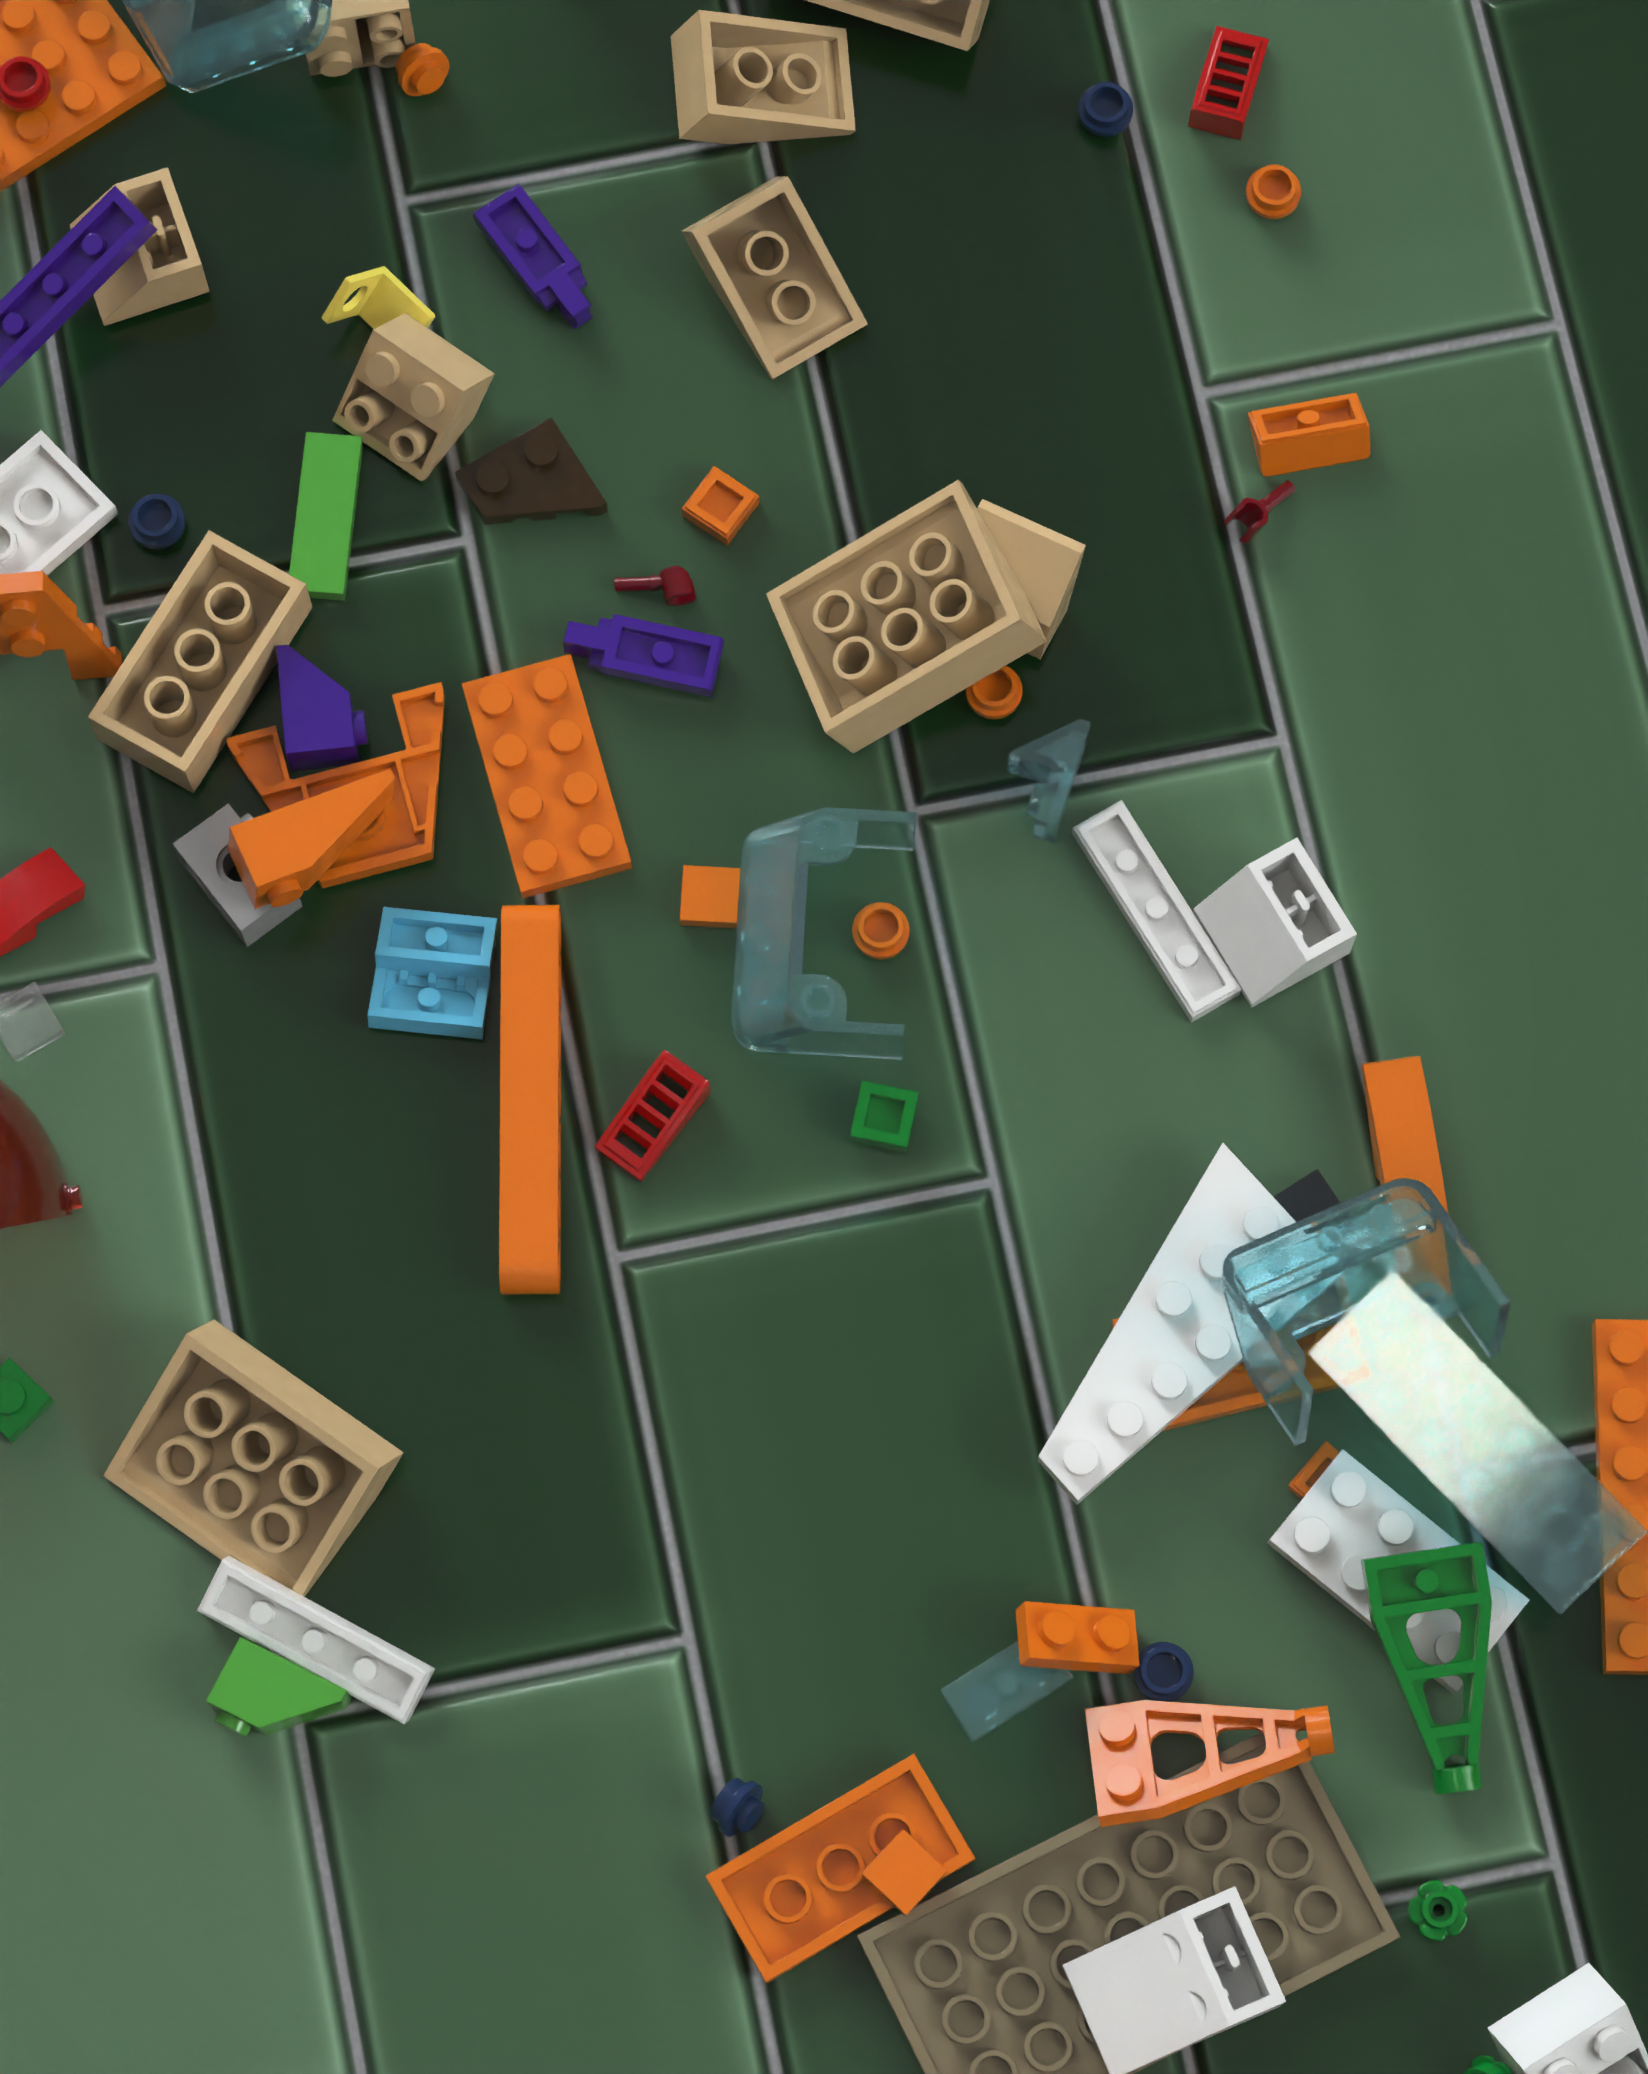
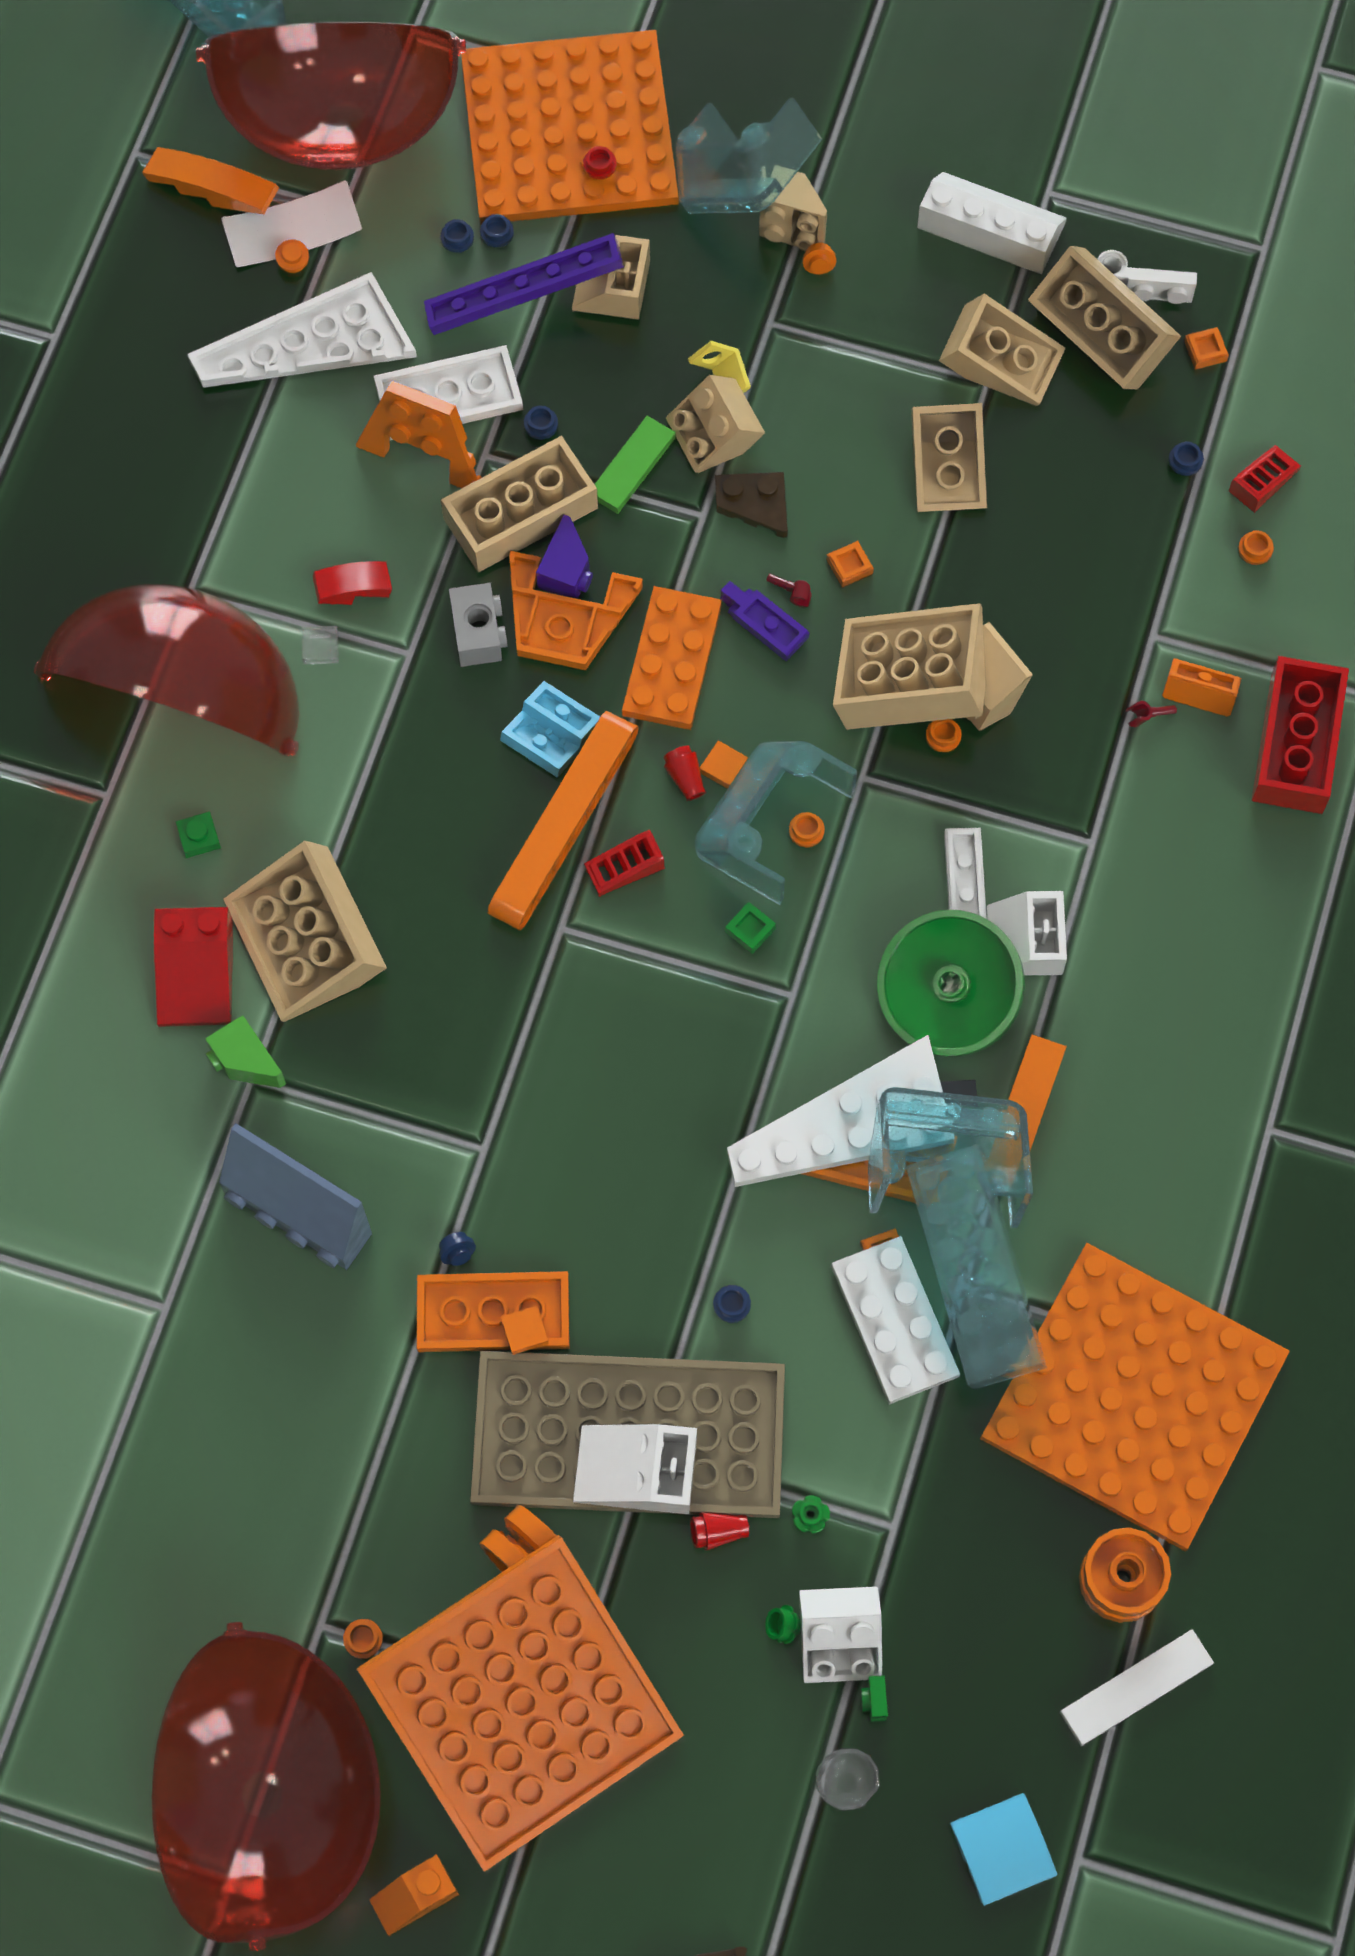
camera: 30 degrees right, 5 degrees down
(121, 1601) = (193, 966): none -> red slope
(296, 844) = (514, 619): orange slope -> none
(316, 1639) = (284, 1041): white tile -> none
(472, 1869) = (293, 1199): none -> sand blue slope
(535, 254) = (825, 383): dark purple hinge -> none
(663, 936) = (685, 771): none -> red cone
(999, 1691) = (641, 1263): clear light blue plate -> none
(1055, 762) = (953, 790): clear light blue slope -> none
(1077, 1637) = (693, 1257): orange plate -> none
(1124, 1763) = (682, 1334): plate -> none
(1211, 1049) = (951, 981): none -> green dish
(1325, 2004) = (715, 1529): none -> red cone
(1427, 1582) = (902, 1328): green plate -> none
(1488, 437) = (1300, 735): none -> red brick

